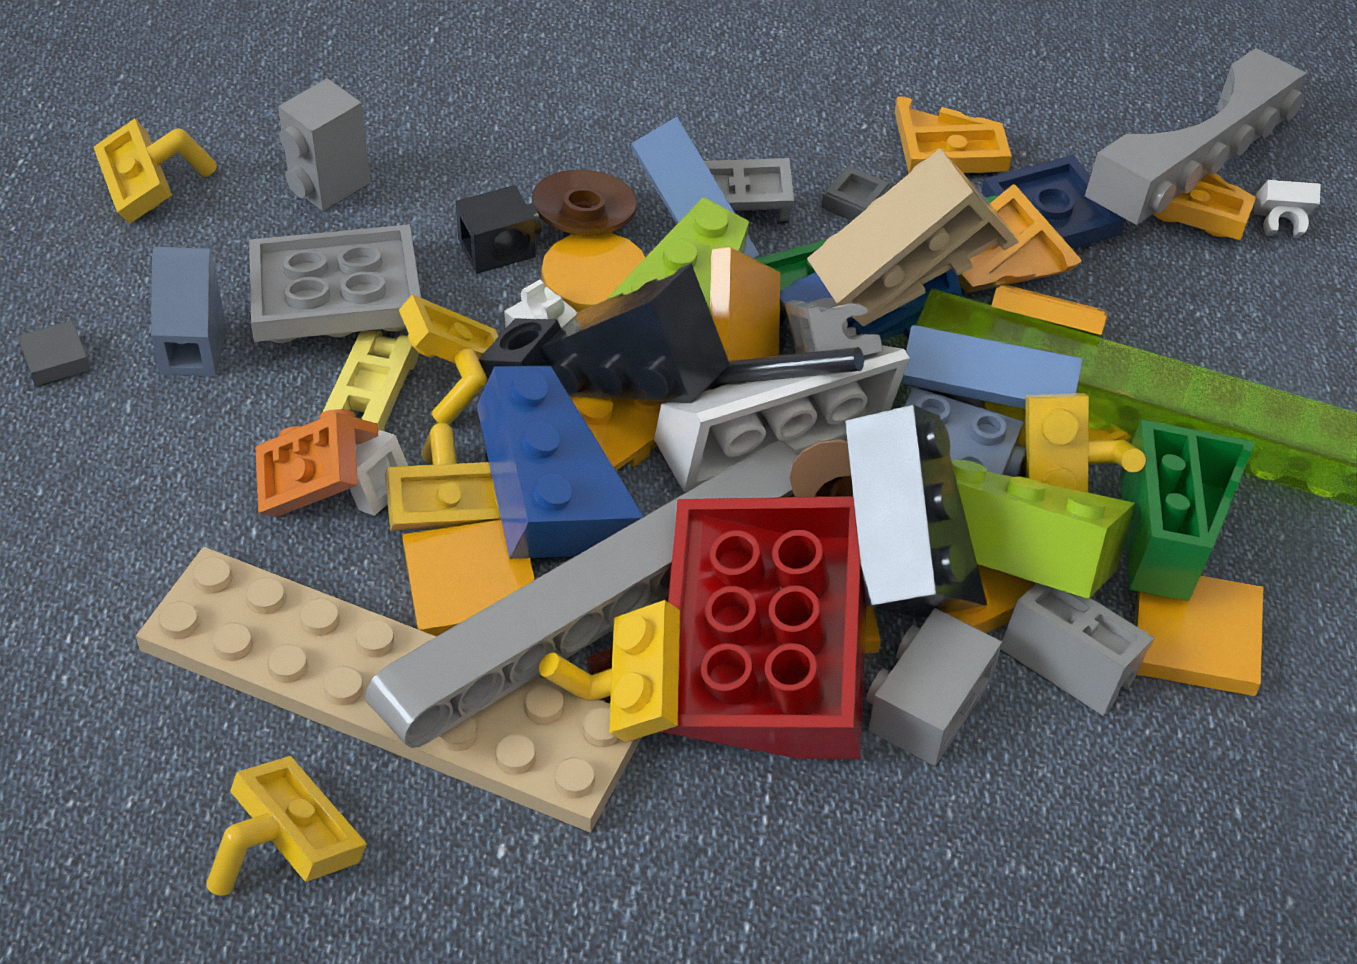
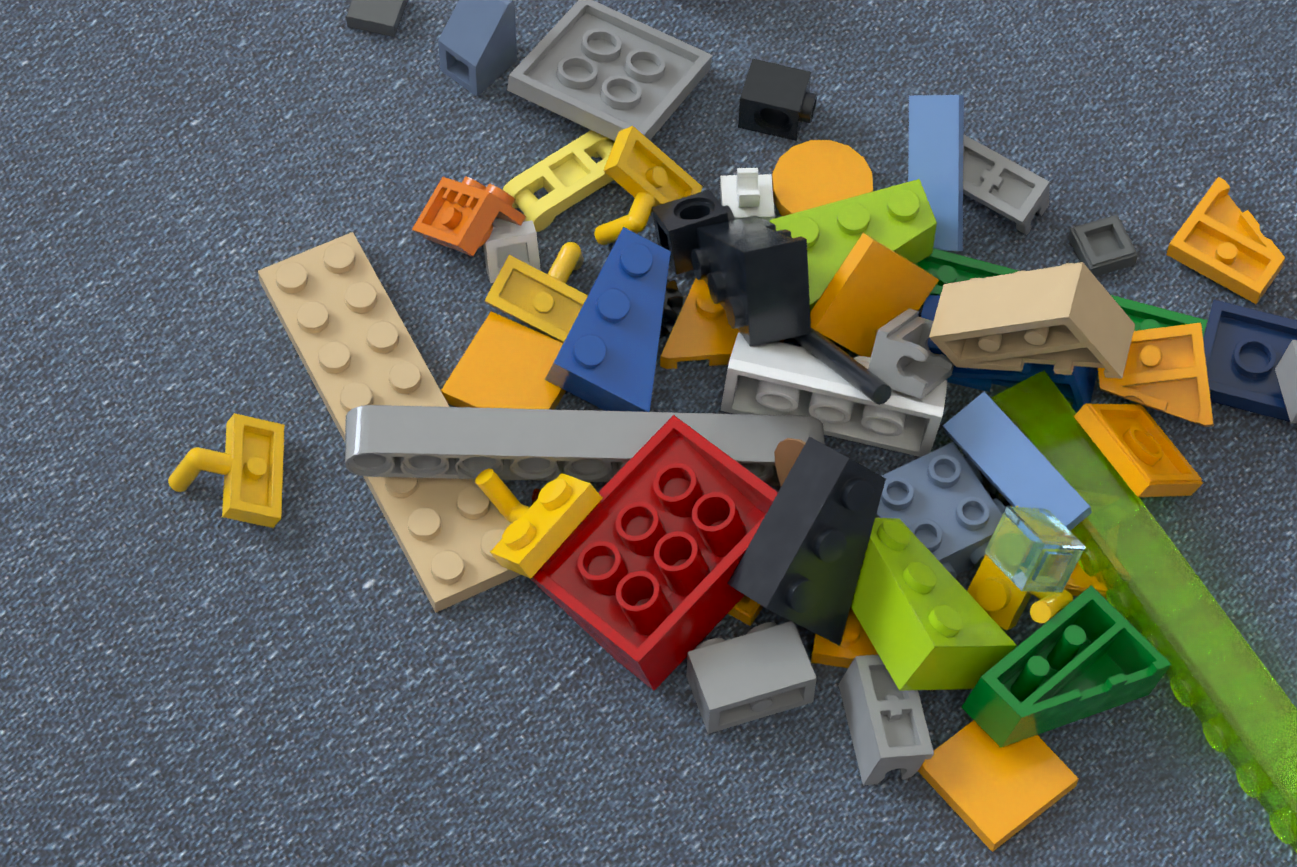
camera: 40 degrees right, 10 degrees up
(584, 202) = (862, 117): reddish brown dish -> none
(1079, 415) = (1034, 549): none -> clear light blue panel

